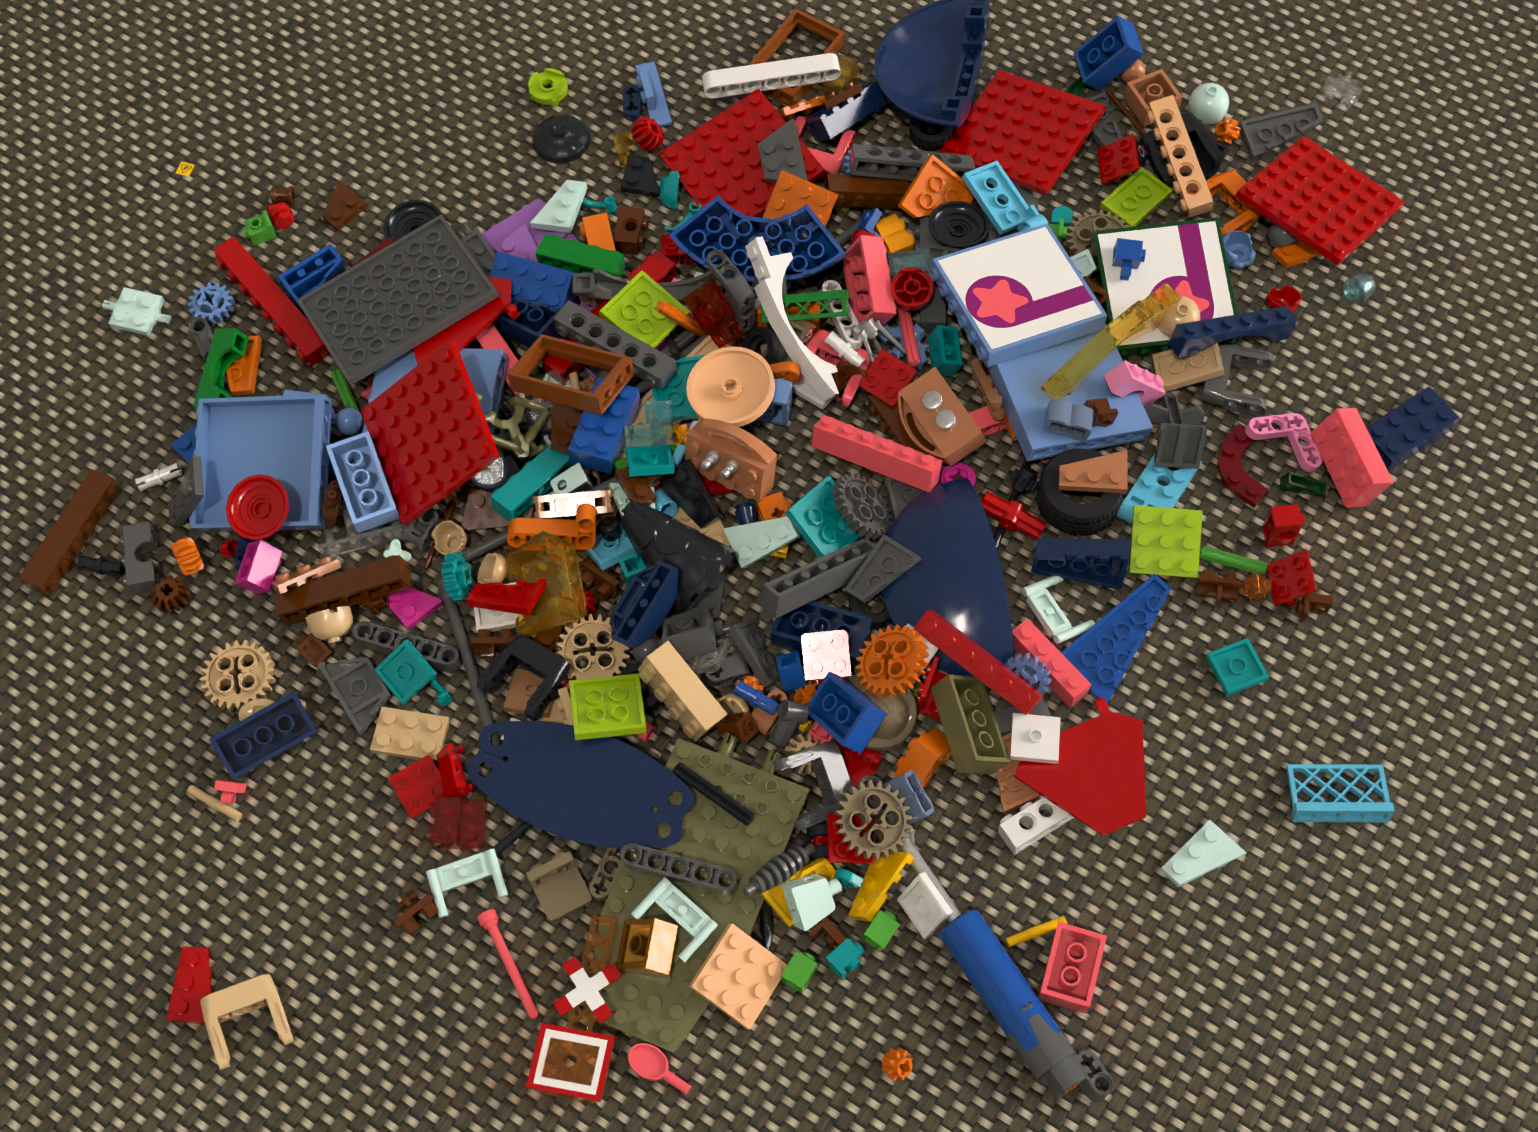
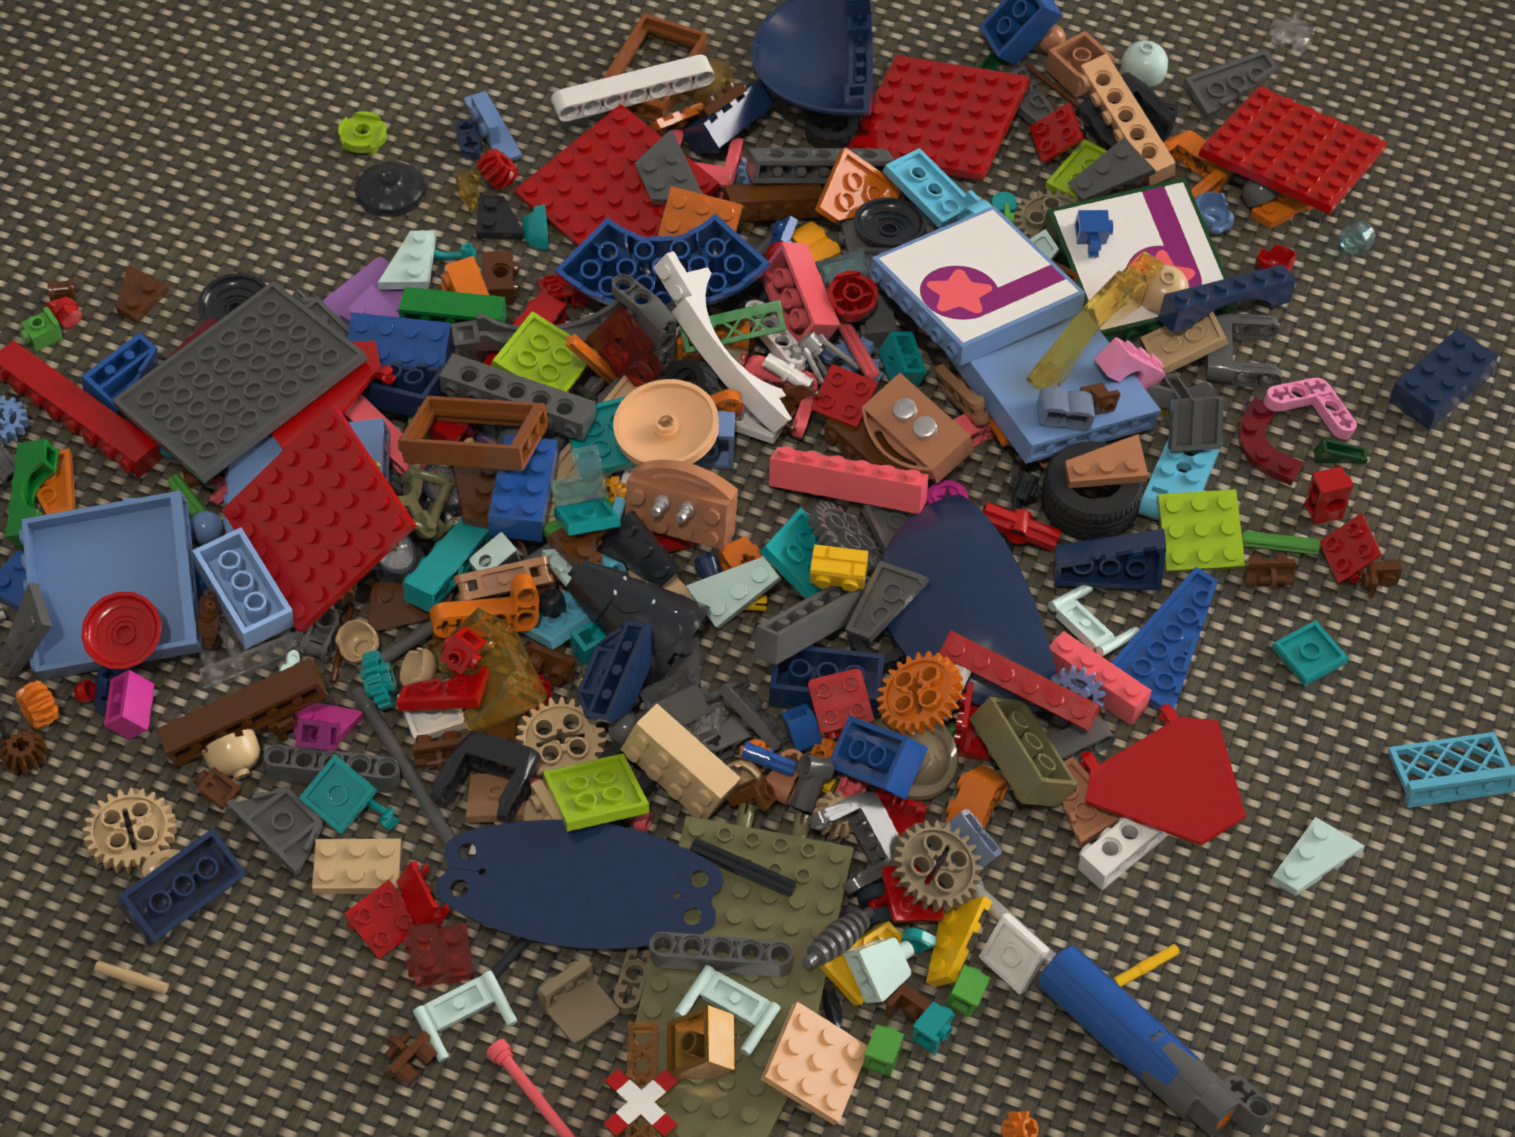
camera: 15 degrees left, 10 degrees down
(229, 790) = (148, 957): coral tile -> none
(324, 566) = (188, 703): nougat wing -> none
(398, 617) = (327, 734): none -> magenta brick
(526, 563) = (462, 650): none -> red brick
(691, 212) = (567, 251): teal piece -> none
(847, 536) = (838, 567): none -> yellow brick
(1035, 738) = (1100, 756): white plate -> none
(1072, 967) = (1197, 993): coral brick -> none
(1158, 200) = (1116, 167): none -> dark grey wing
(1227, 130) = (1173, 89): orange gear -> none
(1256, 586) = (1313, 565): clear orange gear -> none
(1351, 457) = (1389, 413): coral brick -> none

